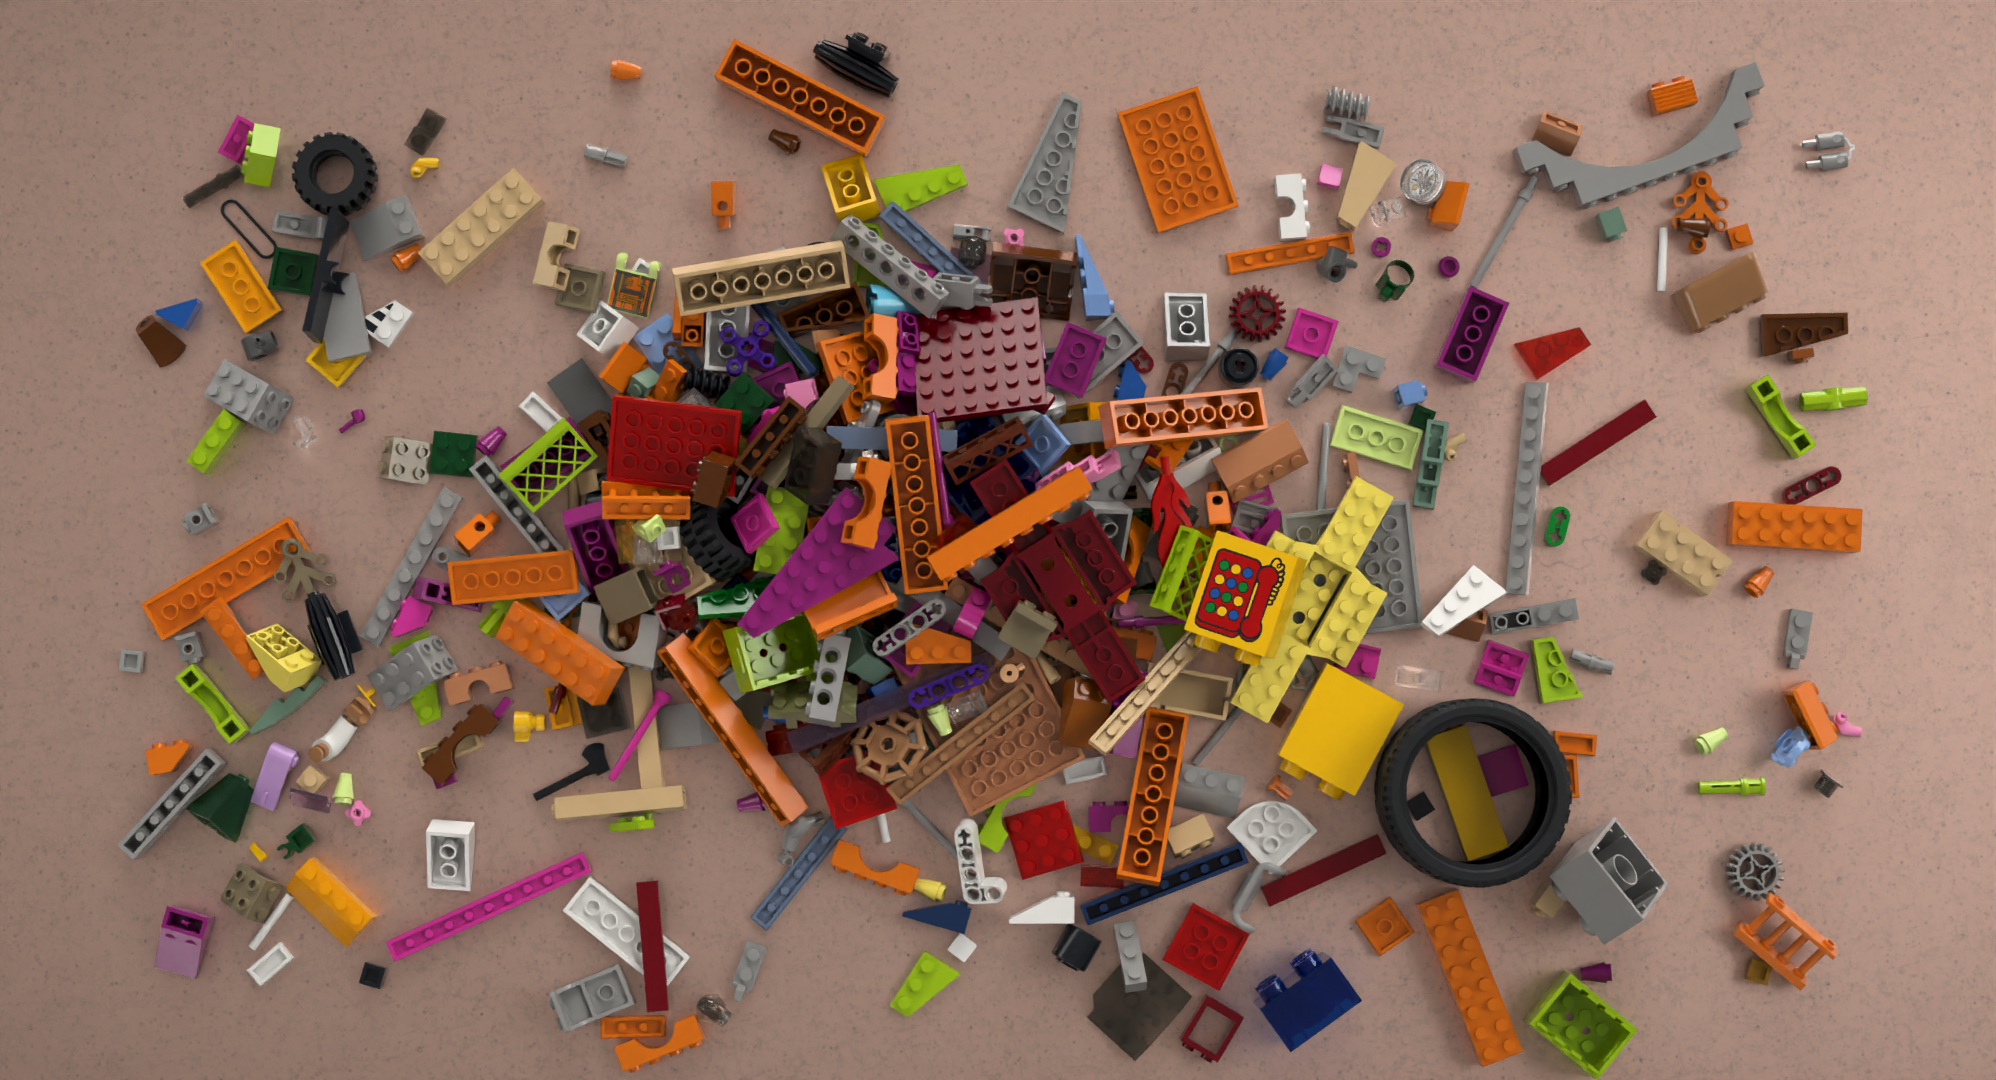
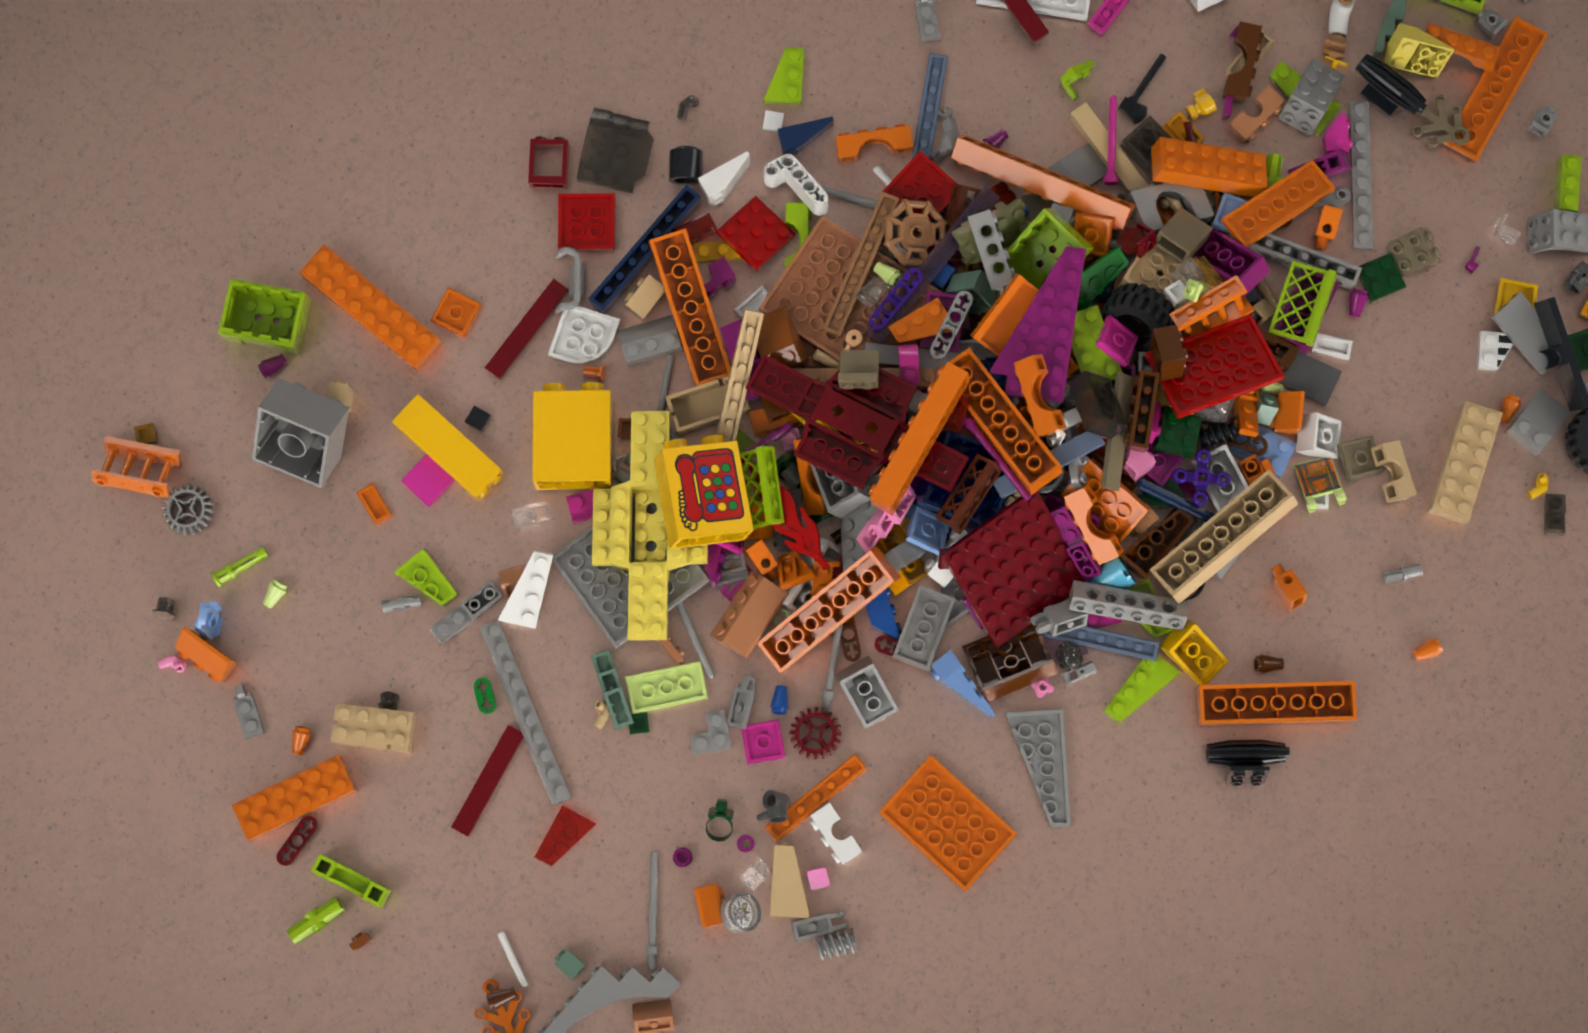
camera: 155 degrees right, 5 degrees down
(619, 803) = (1095, 83): tan brick -> none
(667, 569) = (1162, 269): magenta bracket -> none
(931, 889) = (821, 150): light yellow cone -> none
(1038, 1014) = (685, 104): none -> clear smoke arm
(1074, 359) = (939, 611): magenta plate -> none
(1130, 956) = (641, 180): light grey arch -> none
(1195, 477) = (793, 570): none -> orange wing
(1238, 379) = (810, 689): black piece -> none
(1305, 999) = (488, 217): clear blue brick -> none
(1409, 394) = (658, 735): medium blue slope -> none
(1471, 335) = (635, 809): magenta brick -> none
(1501, 668) = (470, 560): dark pink slope -> none
(1551, 793) = (394, 393): black tyre -> none
(1576, 743) = (381, 533): orange tile -> none
(1721, 293) = (450, 956): medium nougat windscreen -> none
(1739, 236) = (460, 1013): orange plate -> none
(1797, 330) = (377, 958): reddish brown wing -> none

